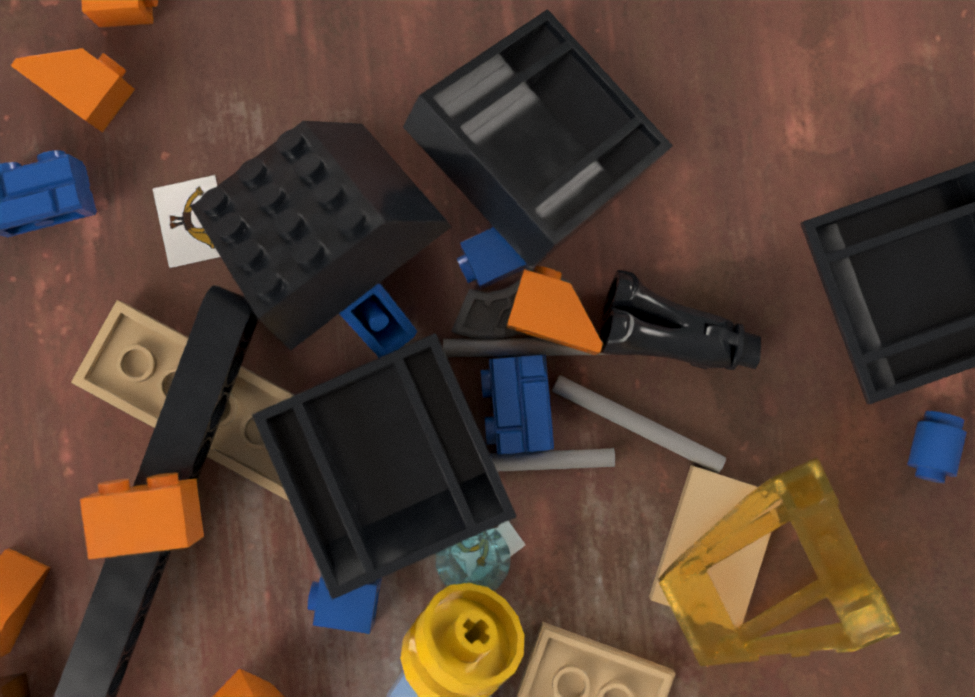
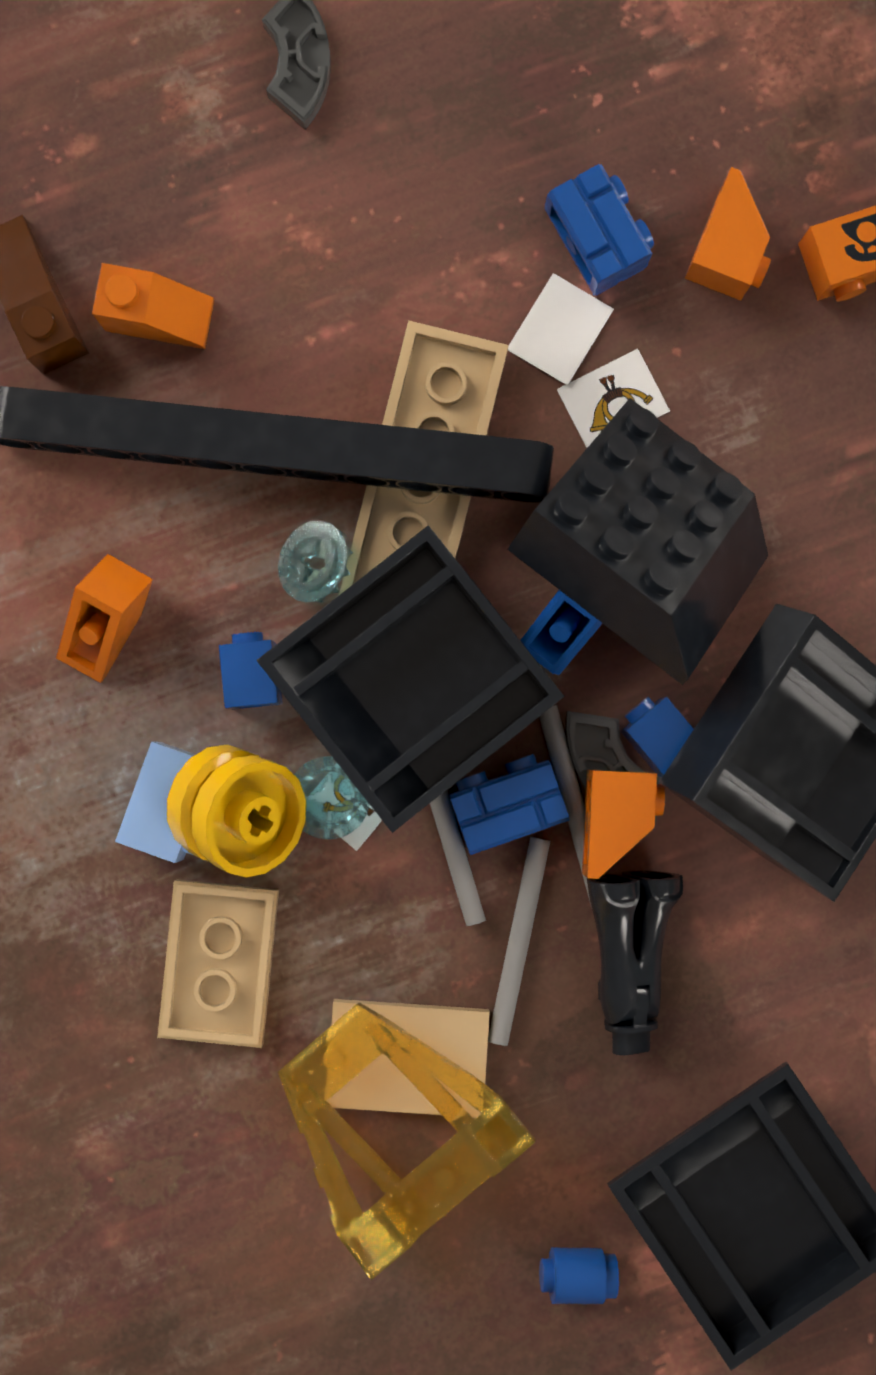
camera: 75 degrees right, 0 degrees up
(117, 251) = (560, 329): none -> white sticker
(141, 517) = (291, 438): orange brick -> none
(243, 520) = (312, 540): none -> clear light blue gear

